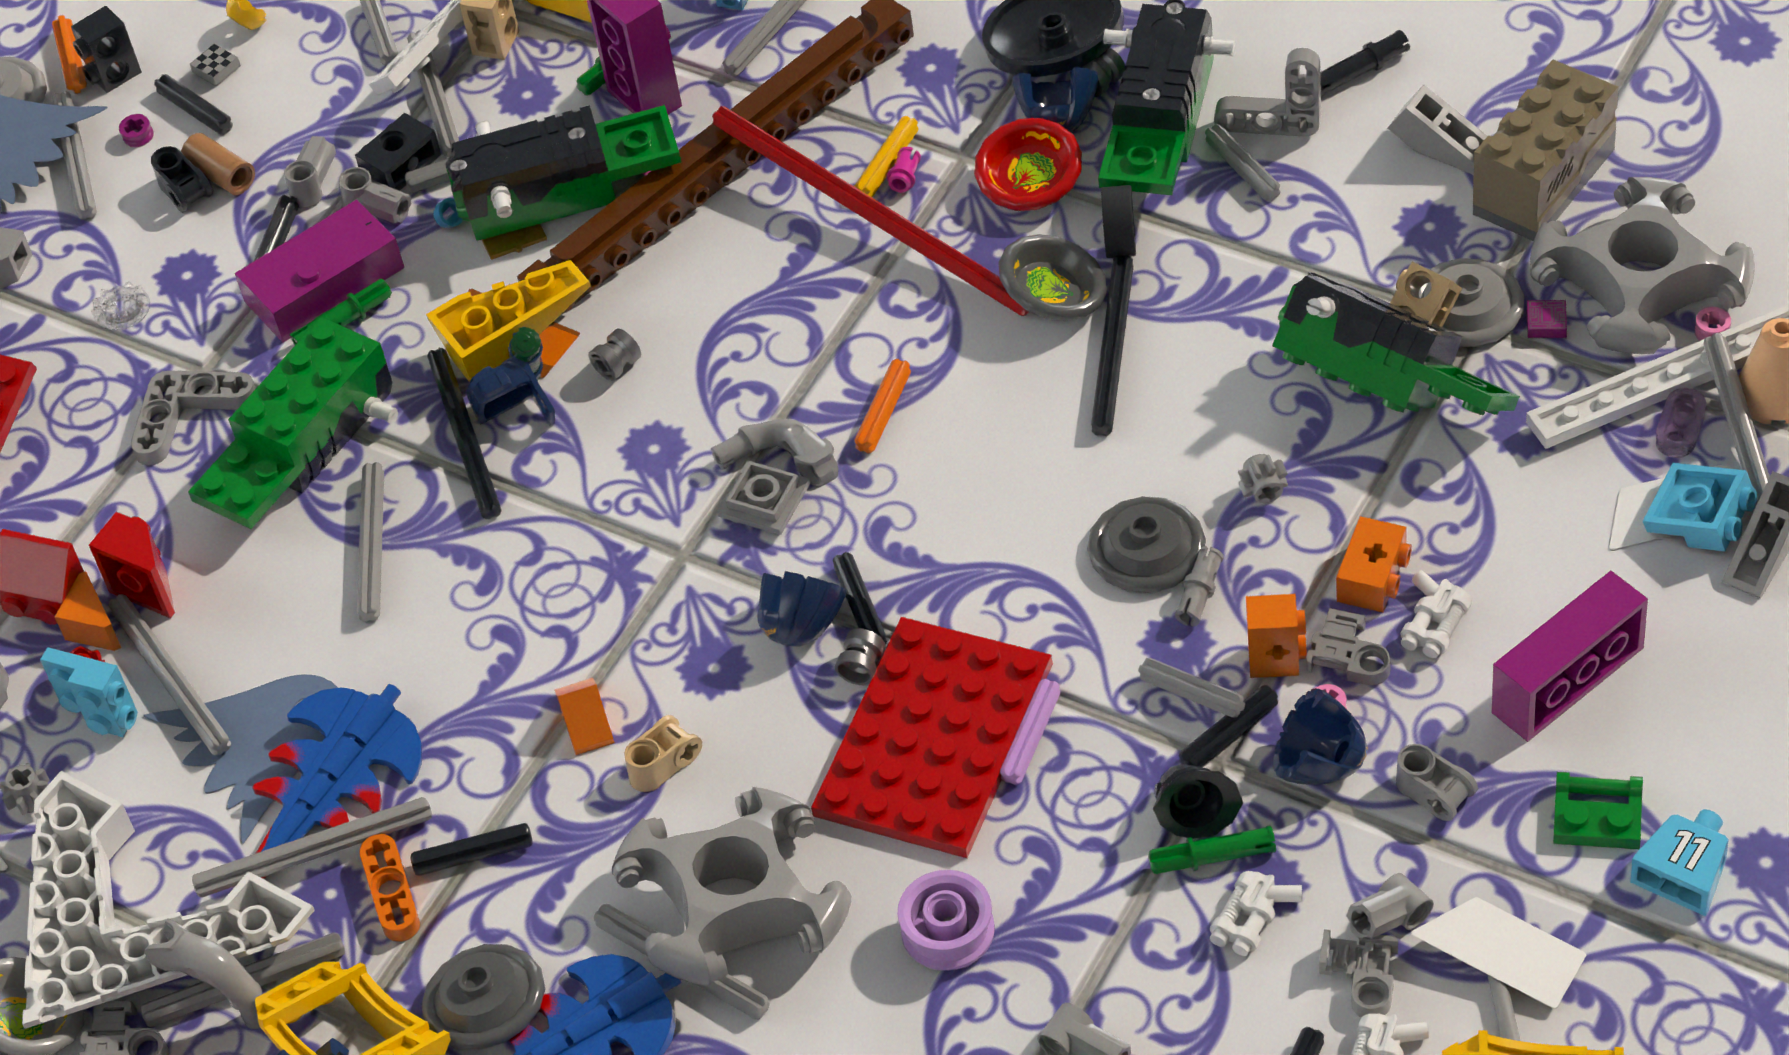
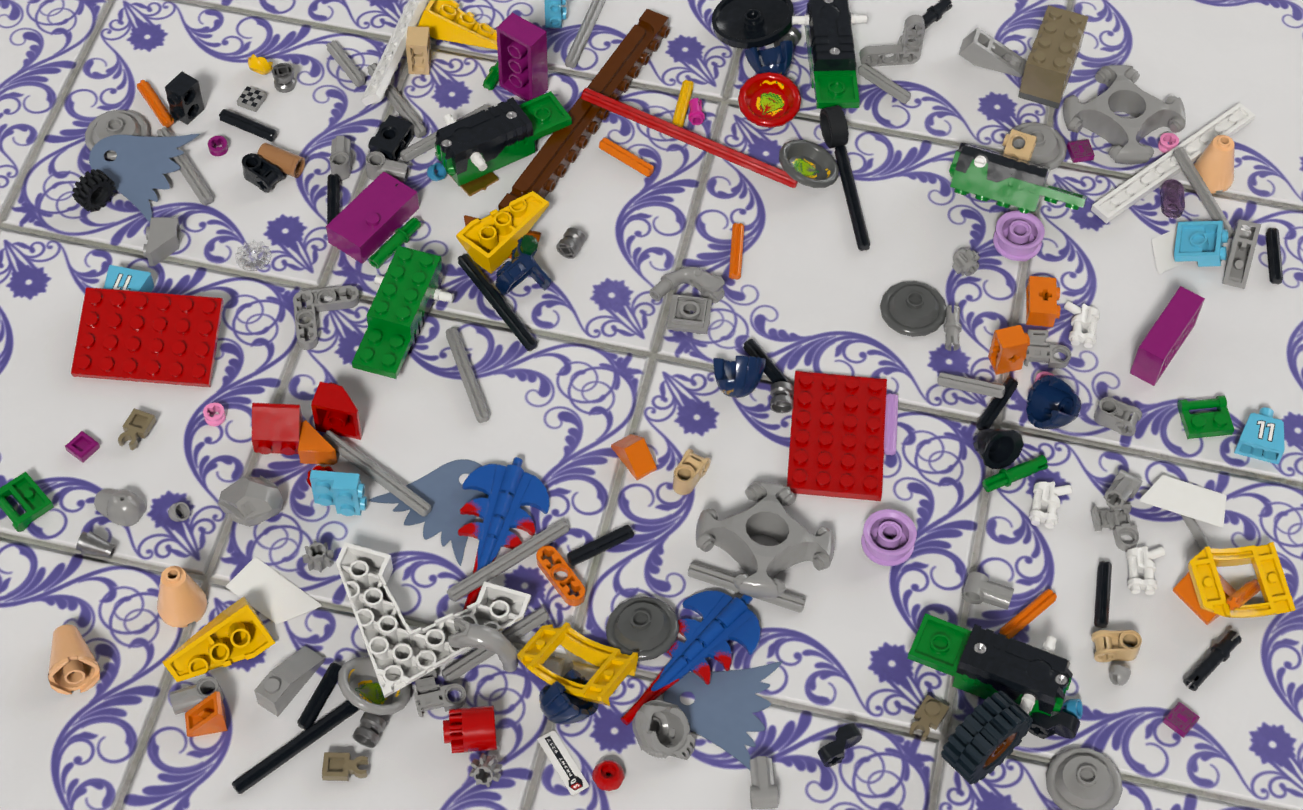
camera: 25 degrees left, 5 degrees up
(273, 36) = (283, 77): none -> flat silver wheel
(762, 229) = (626, 157): none -> orange axle
(1372, 447) = (1018, 235): none -> lavender wheel

